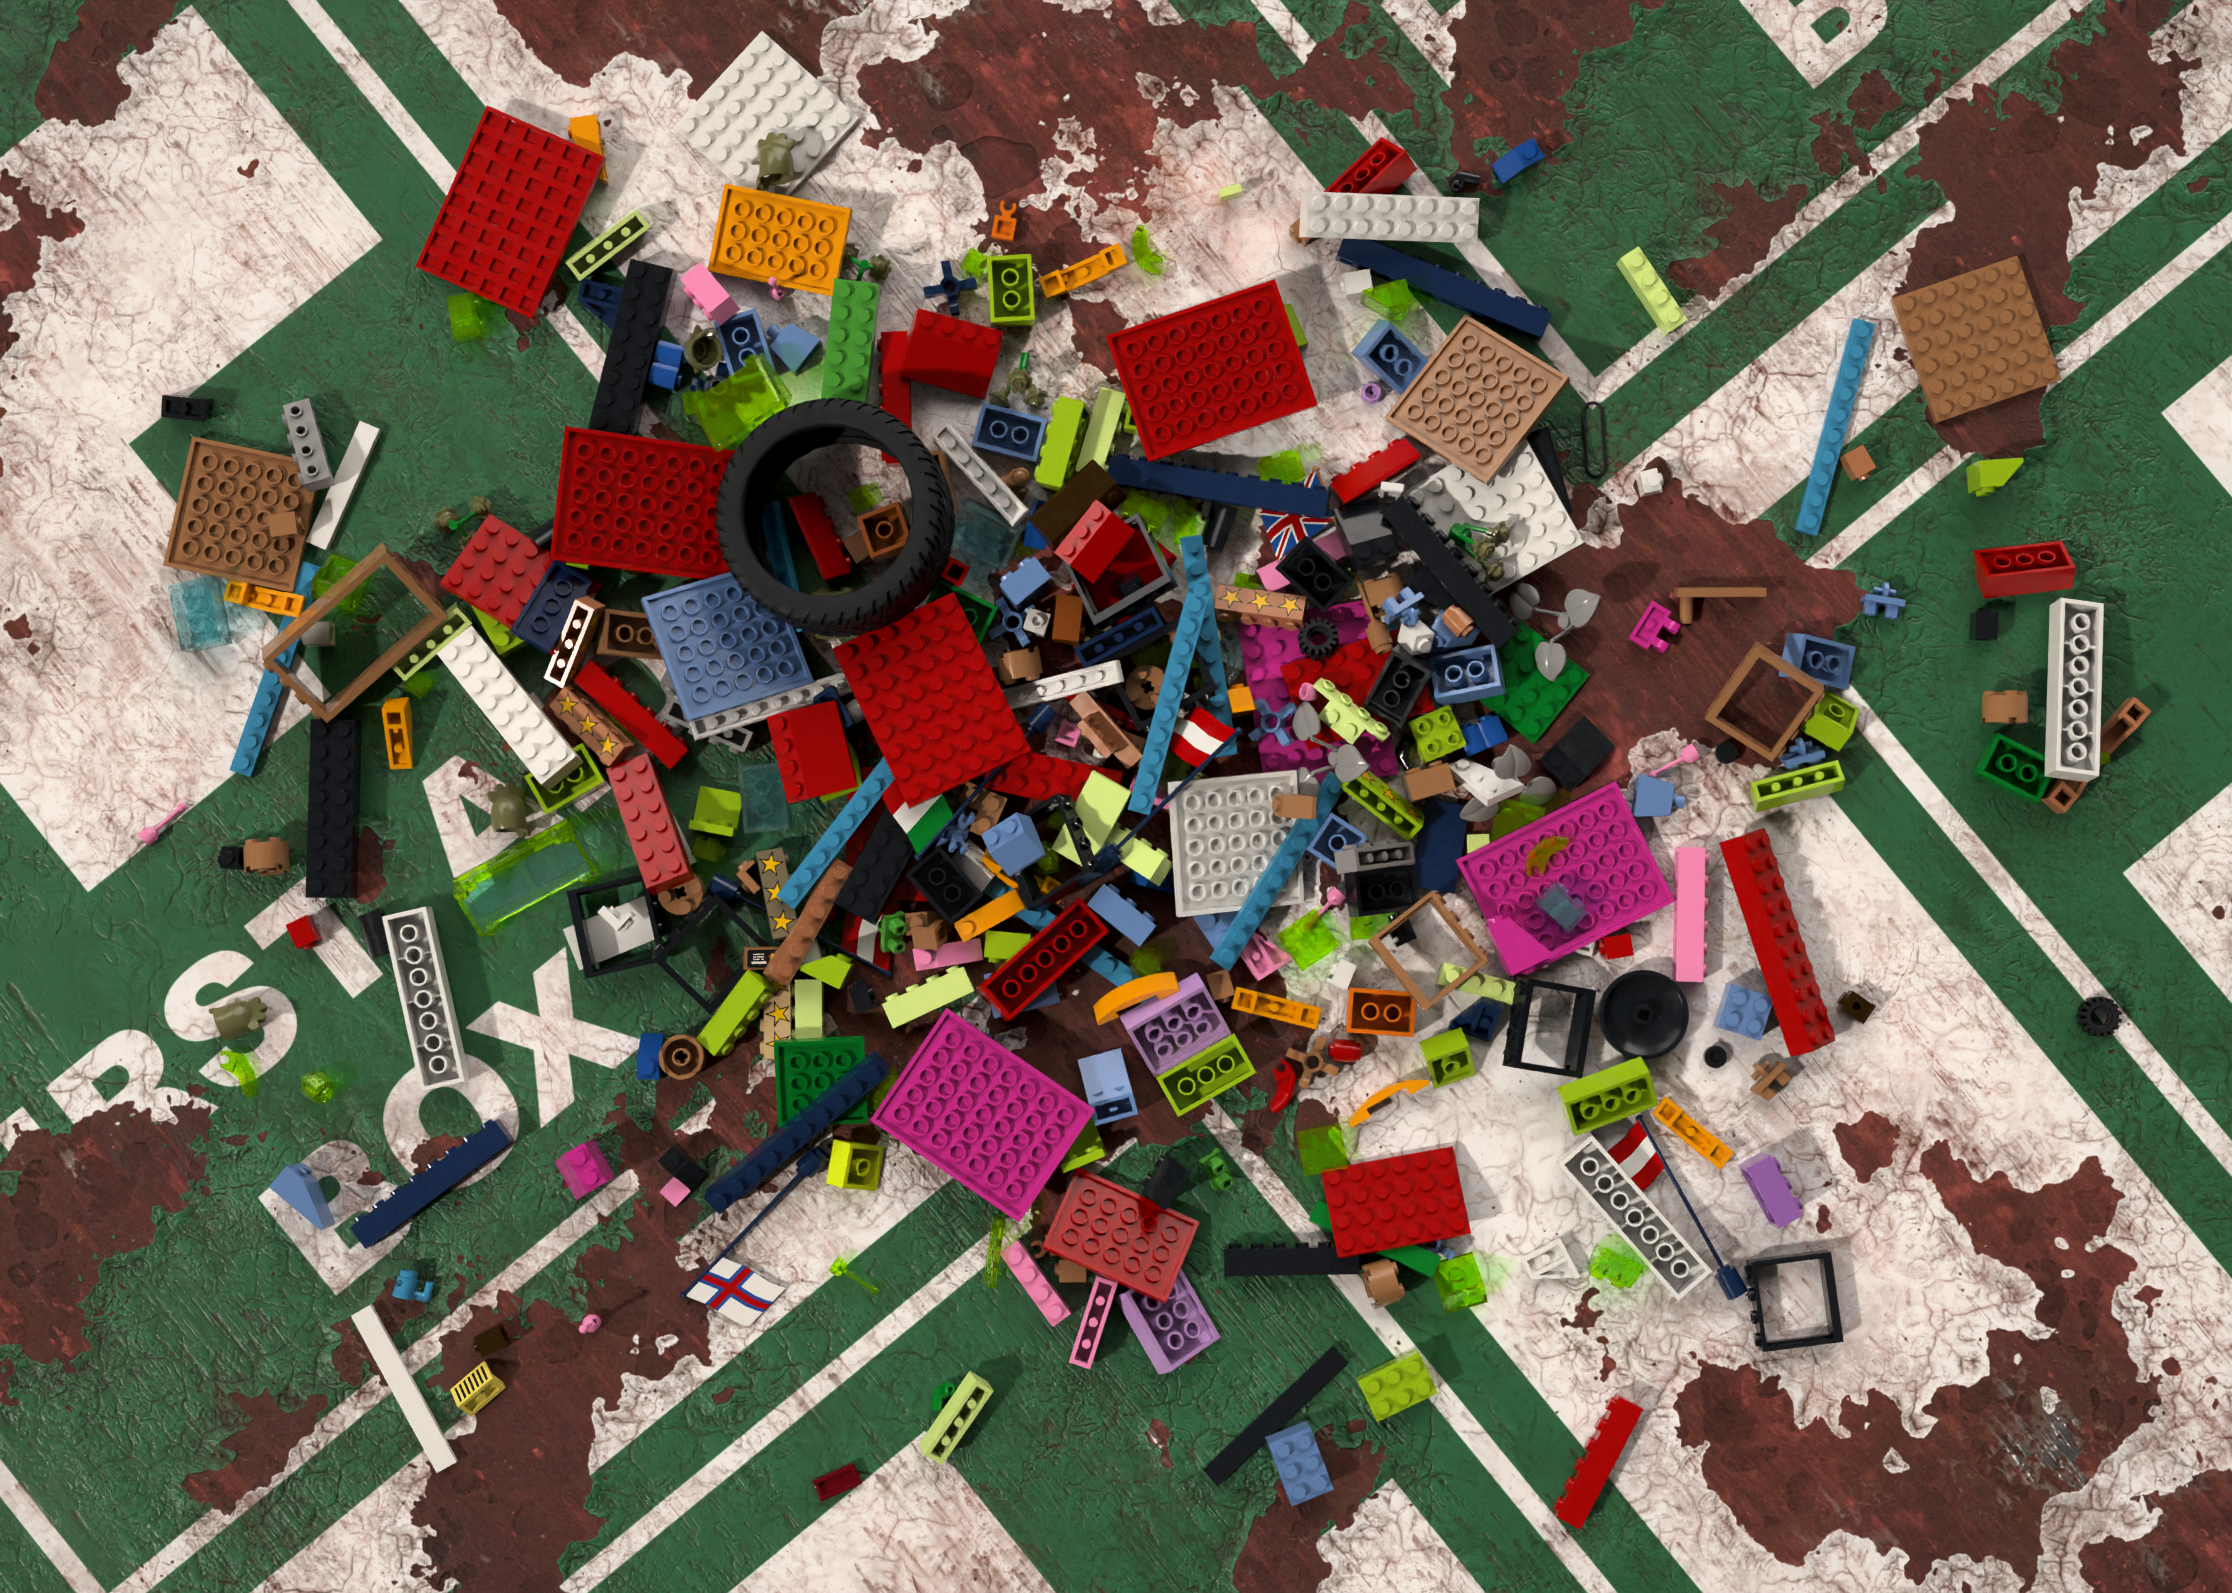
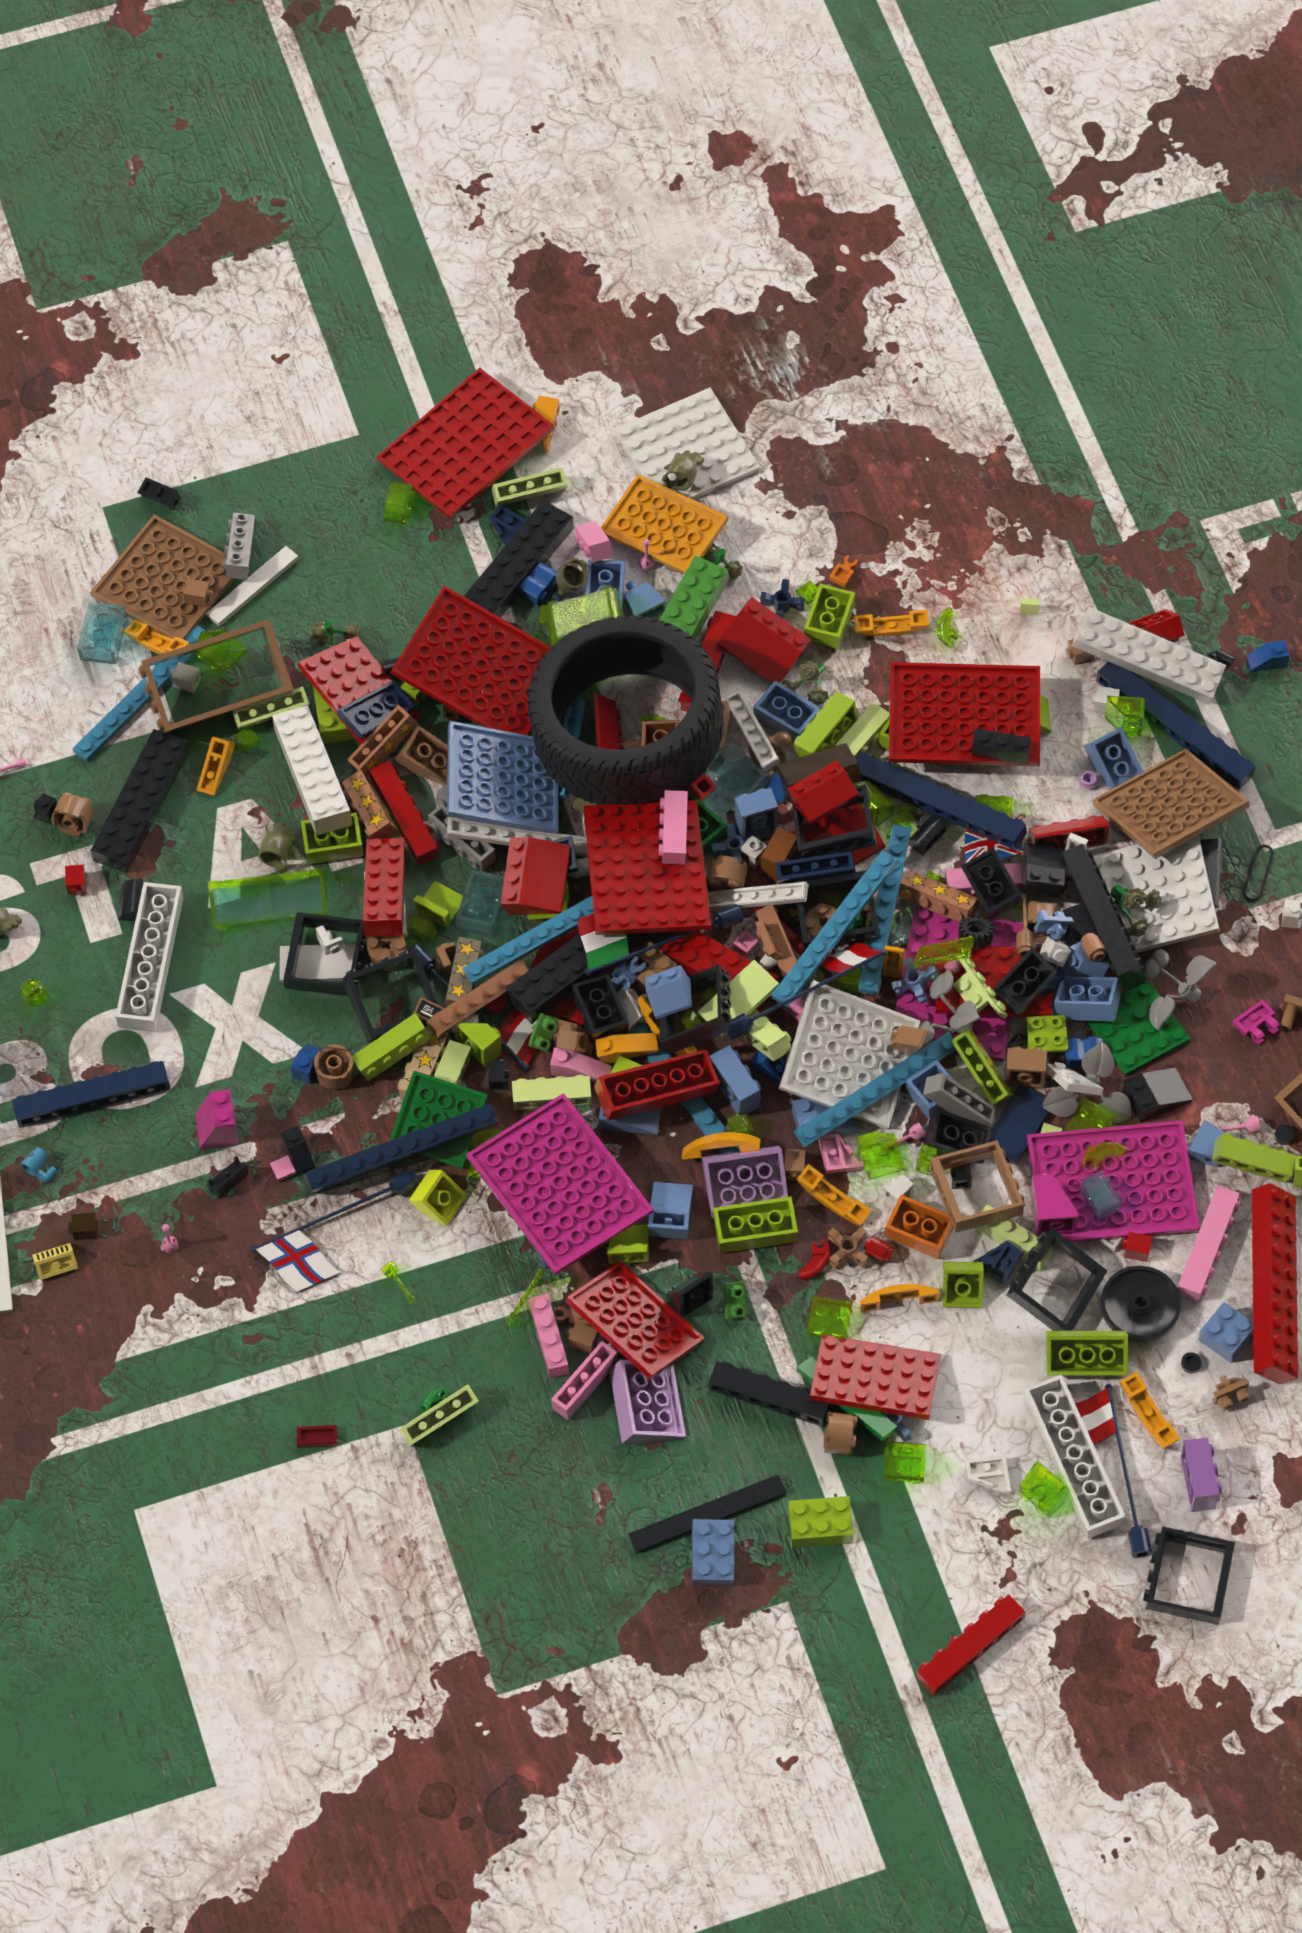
camera: 15 degrees right, 25 degrees down
(620, 1224) = (228, 1178): none -> black hinge
(945, 644) = (674, 827): none -> bright pink brick
(1269, 692) = (921, 955): none -> clear neon green window
(1270, 405) = (1001, 746): none -> black brick
(1706, 801) = (1253, 1157): none -> lime brick

